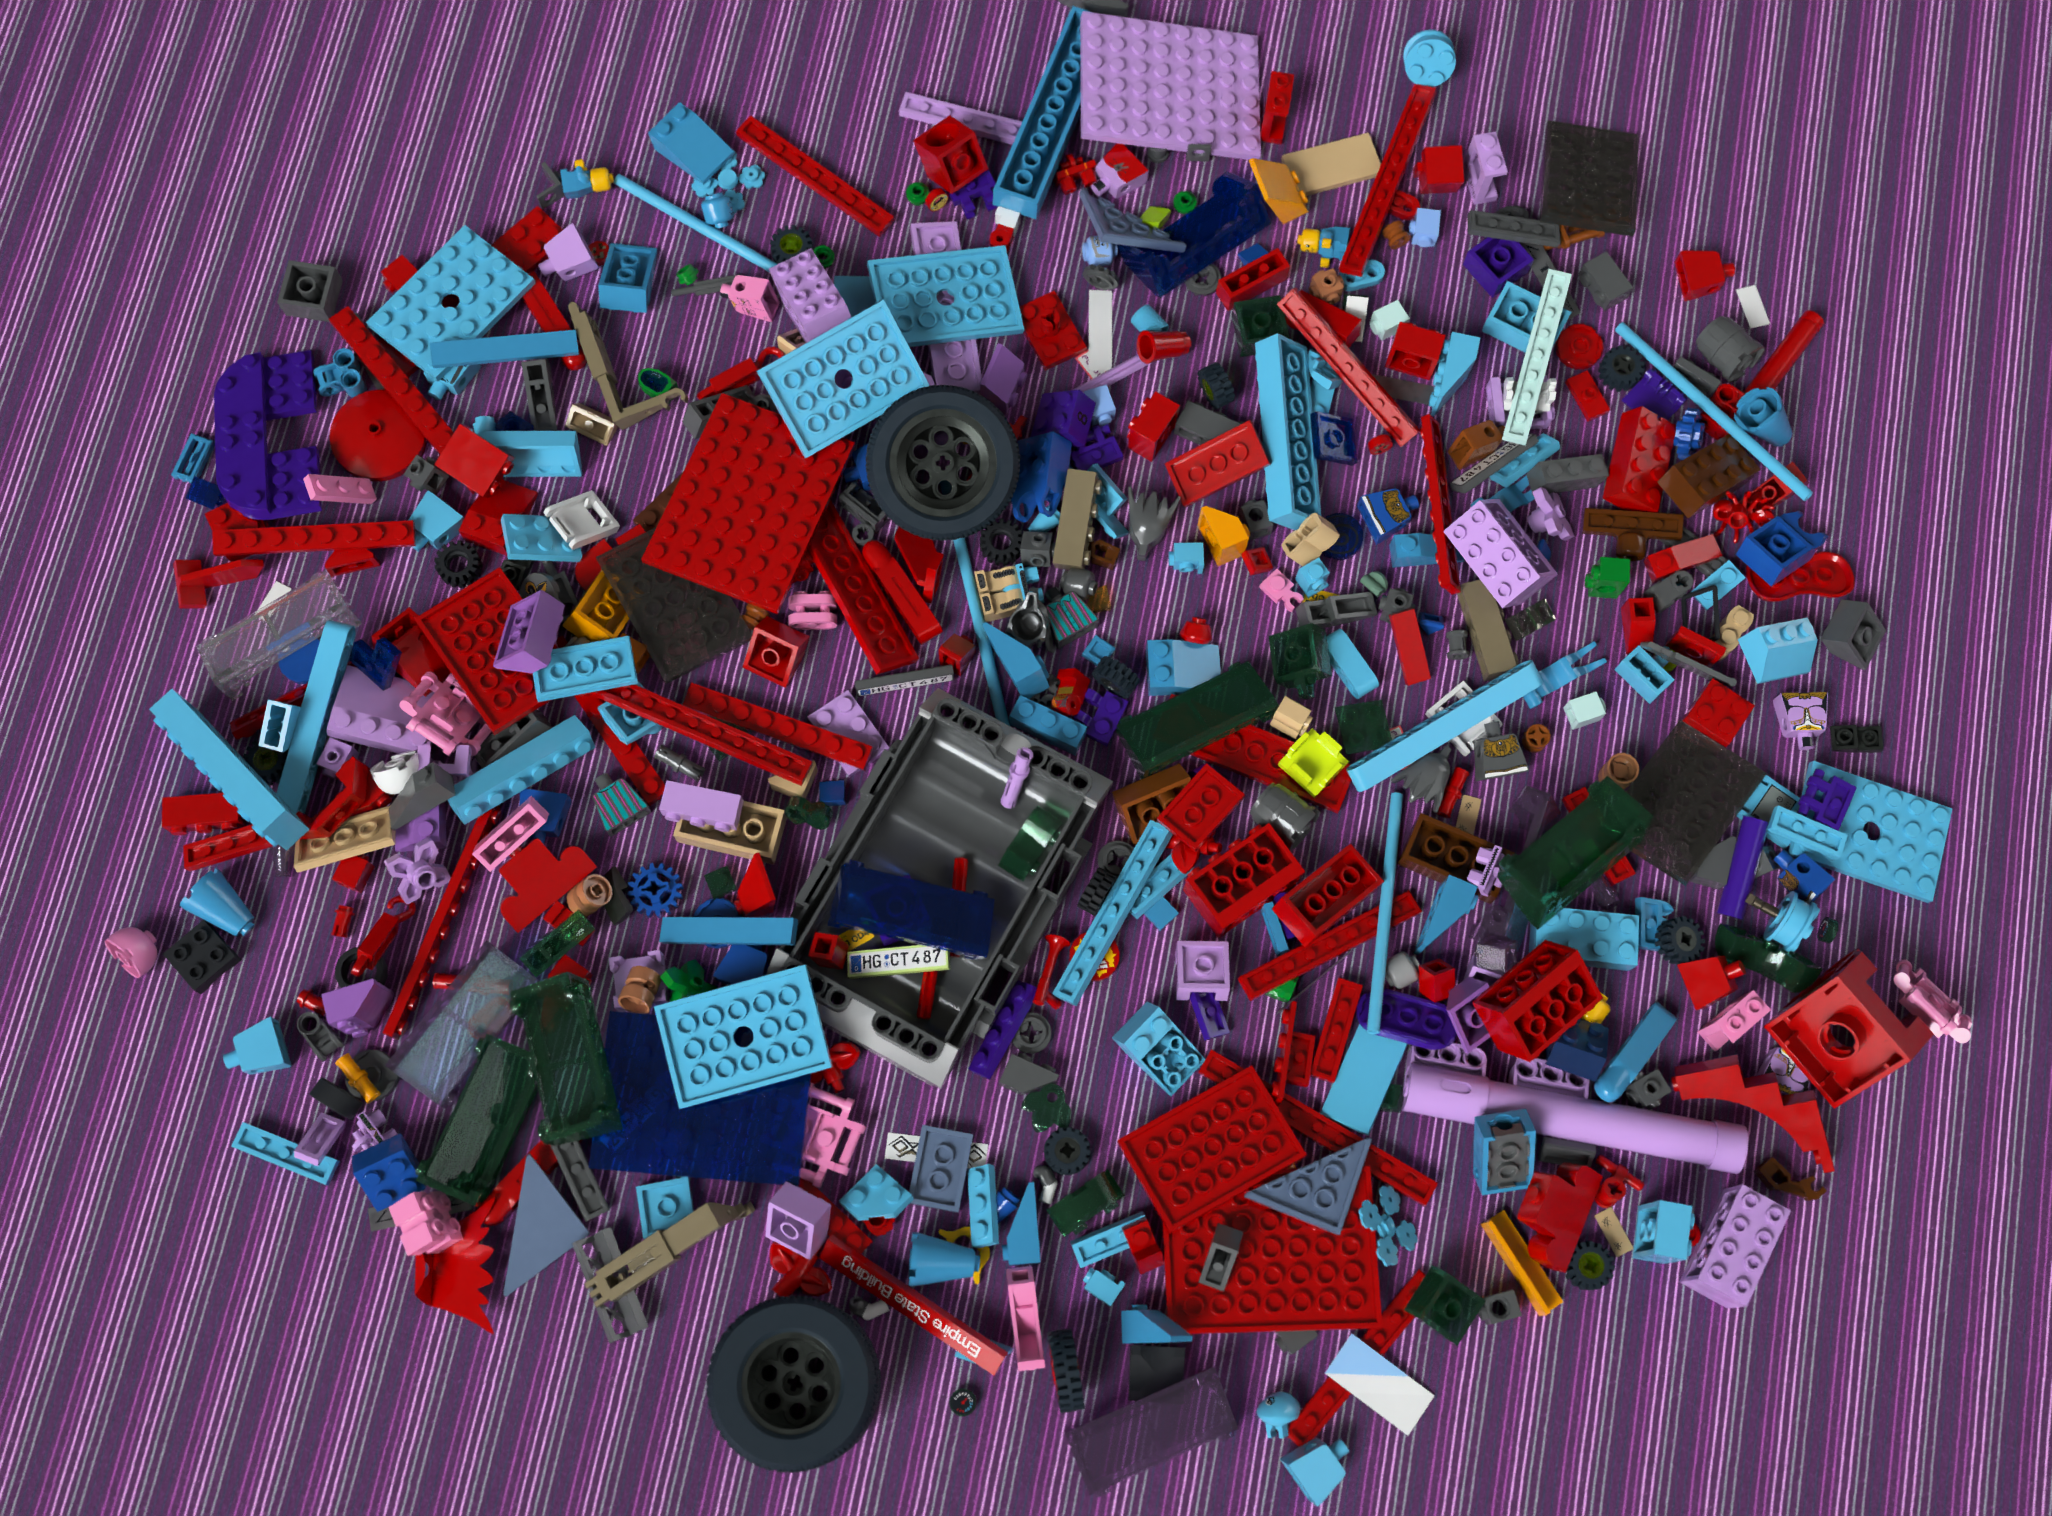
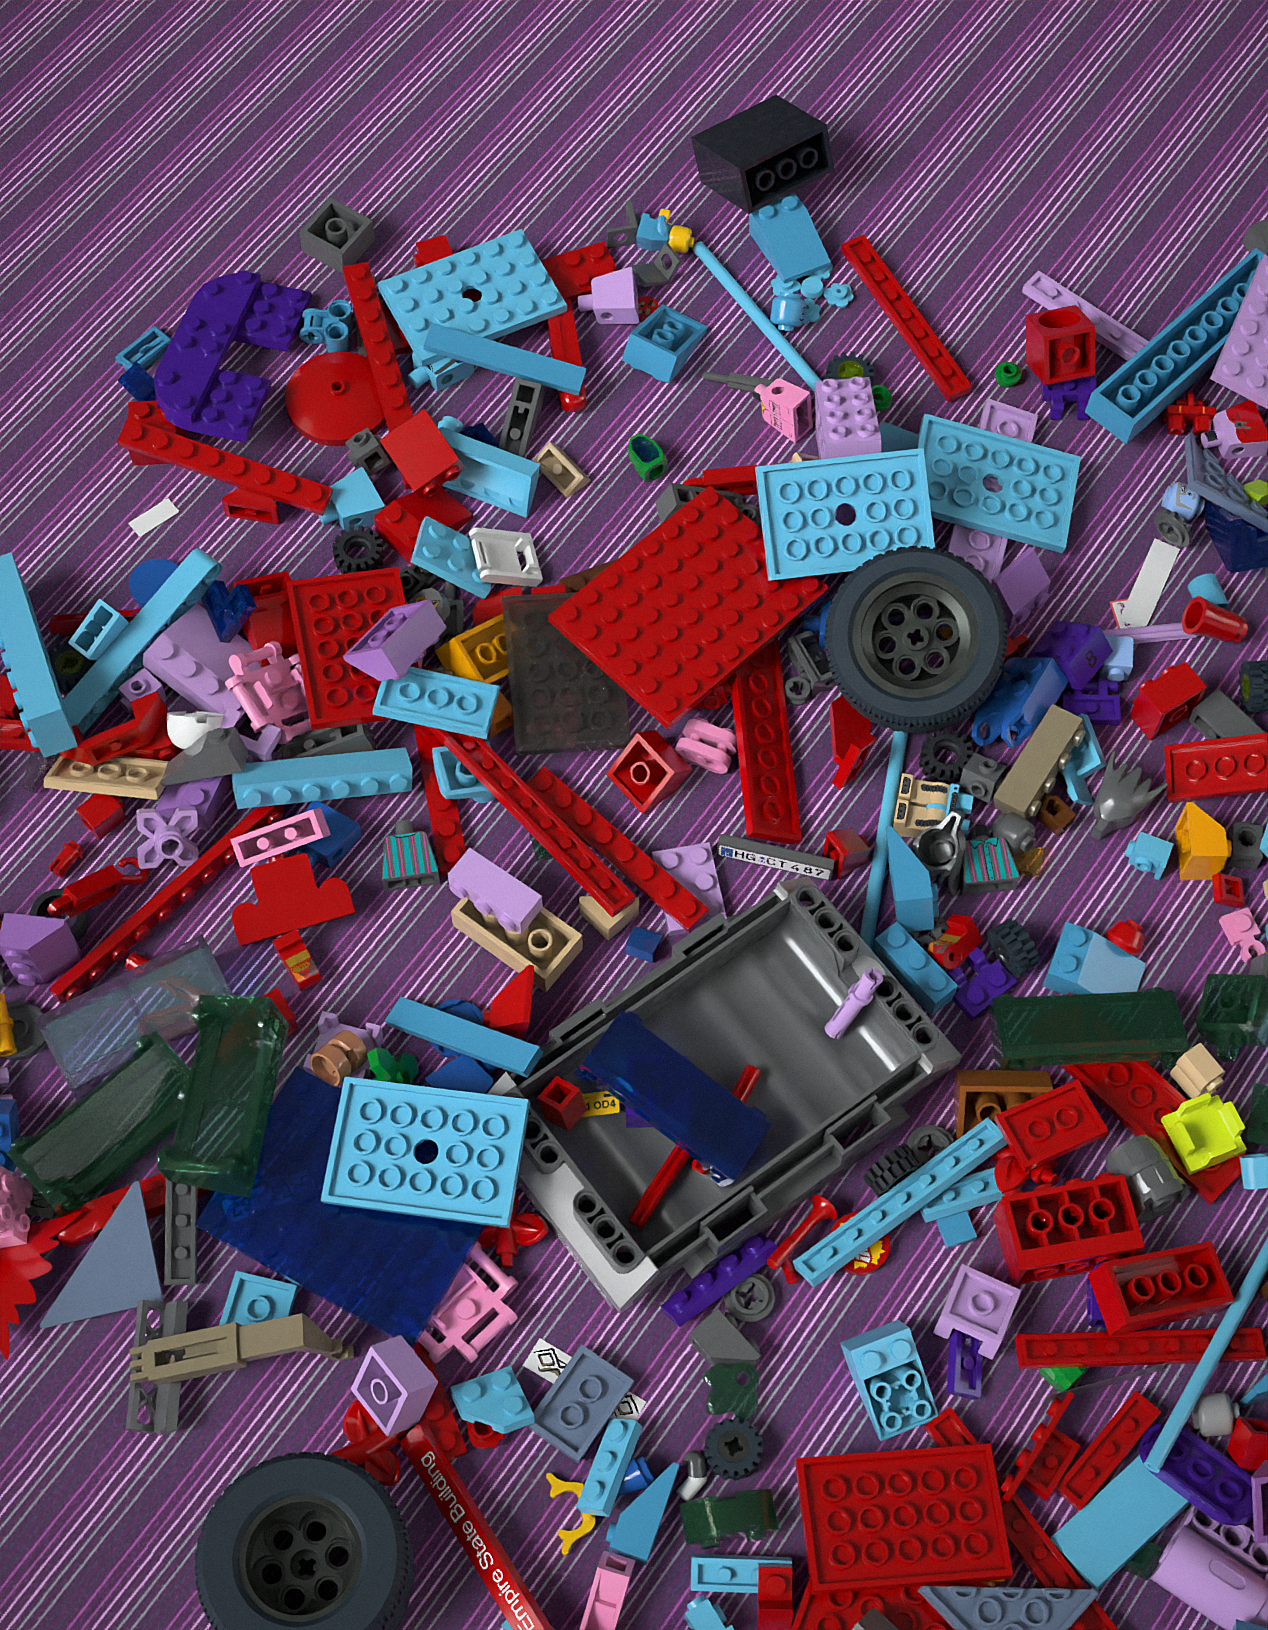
camera: 25 degrees right, 10 degrees down
(193, 581) = (88, 463): red piece -> none
(274, 632) = (139, 543): clear windscreen -> none
(339, 489) = (273, 430): bright pink plate -> none
(556, 943) = (275, 971): clear green slope -> none
(589, 894) = (333, 938): nougat wheel -> none
(593, 217) = (656, 273): none -> dark grey bracket
(604, 374) = (596, 426): dark tan hinge -> none
(618, 907) = (357, 952): pearl dark grey slope -> none
(637, 77) = (763, 153): none -> black brick
(645, 891) = (415, 973): blue gear -> none
(679, 762) = (493, 843): dark grey pin -> none
(687, 274) = (727, 362): green plate -> none
(720, 882) = (479, 986): clear green plate -> none
(754, 615) = (642, 722): dark orange wheel -> none
(803, 811) = (602, 947): clear green piece -> none
(865, 1309) = (425, 1526): arm -> none
(896, 961) = (633, 1148): tile -> none
(901, 591) = (812, 764): red piece -> none
(936, 199) = (1025, 386): tile -> none
(939, 1260) = (532, 1505): dark azure cone -> none
(1008, 224) = (1091, 441): leg -> none
(1030, 843) = (838, 1084): clear green brick -> none
(1043, 523) = (1003, 754): medium azure cone -> none
(1051, 331) = (1094, 563): red plate -> none
(1097, 650) = (1004, 910): dark azure tile -> none
(1274, 929) = (1081, 1301): dark azure tile -> none

